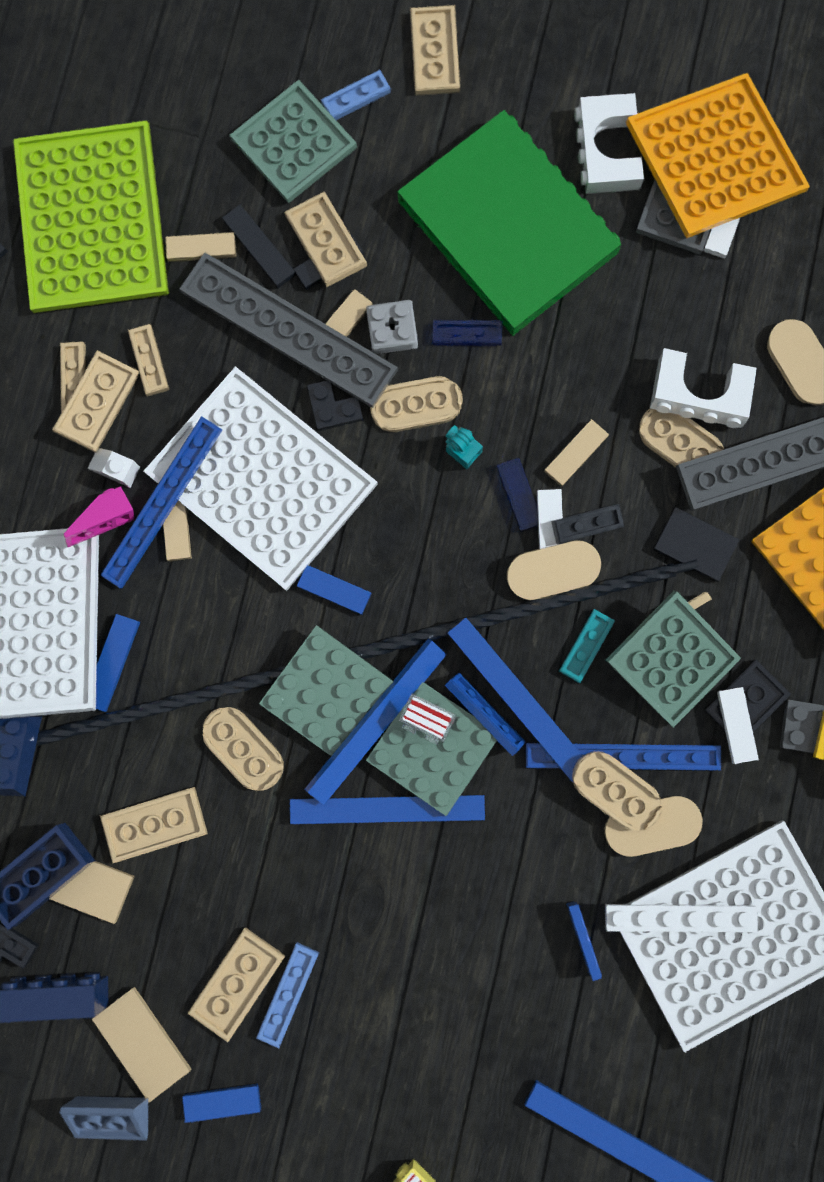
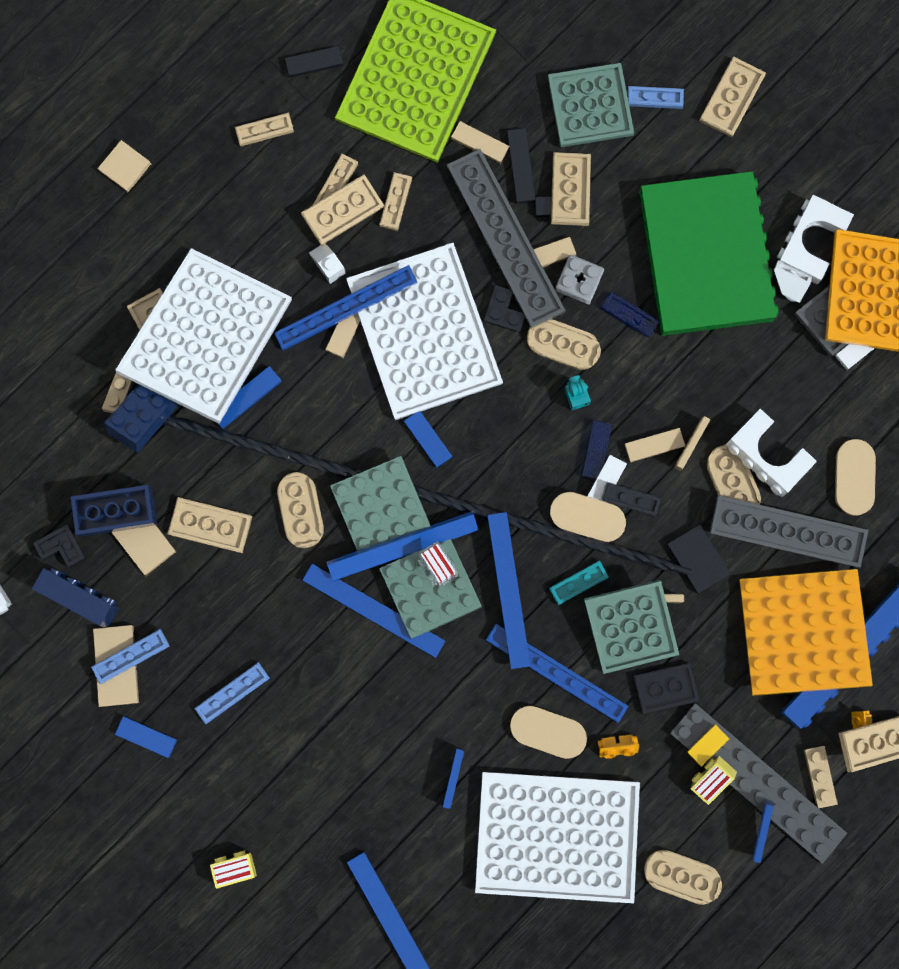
camera: 25 degrees right, 0 degrees up
(103, 514) = (303, 292): dark pink slope -> none
(107, 1117) = (65, 700): sand blue slope -> none
(151, 1025) = (130, 656): none -> medium blue tile
(236, 984) = (202, 665): tan tile -> none
(485, 714) = (480, 586): blue tile -> none
(615, 199) = (792, 281): none -> white slope
(615, 427) = (692, 443): none -> tan tile
(617, 791) = (537, 692): tan tile -> none
(681, 918) = (528, 803): white plate -> none
(730, 802) = (627, 746): none -> light orange hinge
(737, 725) = (648, 699): white tile -> none

